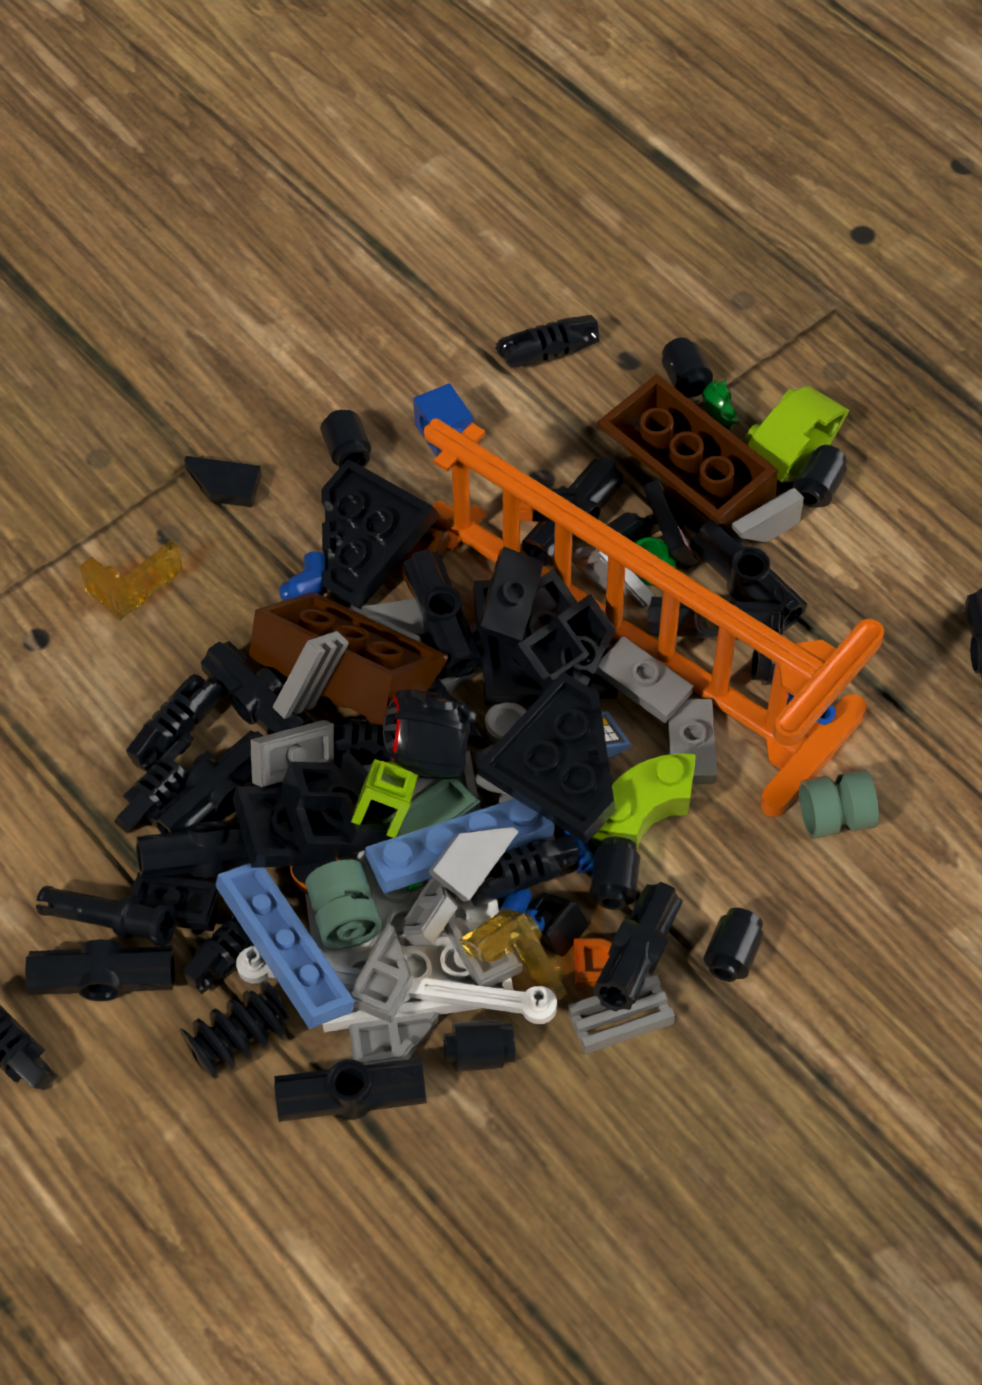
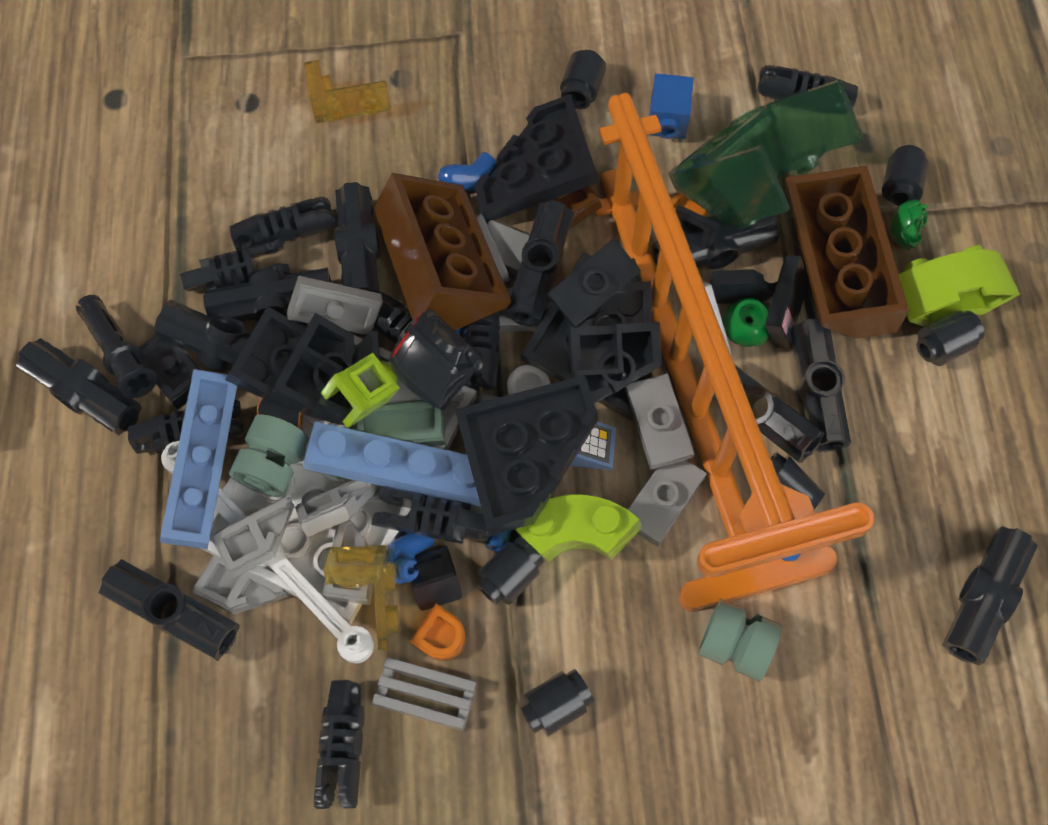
camera: 35 degrees right, 10 degrees up
(225, 480) = (472, 60): black tile -> none
(237, 1030) = (120, 505): black piece -> none
(310, 674) = (393, 250): light grey tile -> none
(470, 859) = (385, 487): light grey tile -> none
(479, 1045) = (292, 642): black brick -> none
(556, 407) = (741, 164): none -> clear green windscreen
(586, 1093) = (340, 746): none -> black hinge
(637, 946) = (472, 650): black piece -> none
(771, 518) = (876, 348): light grey tile -> none

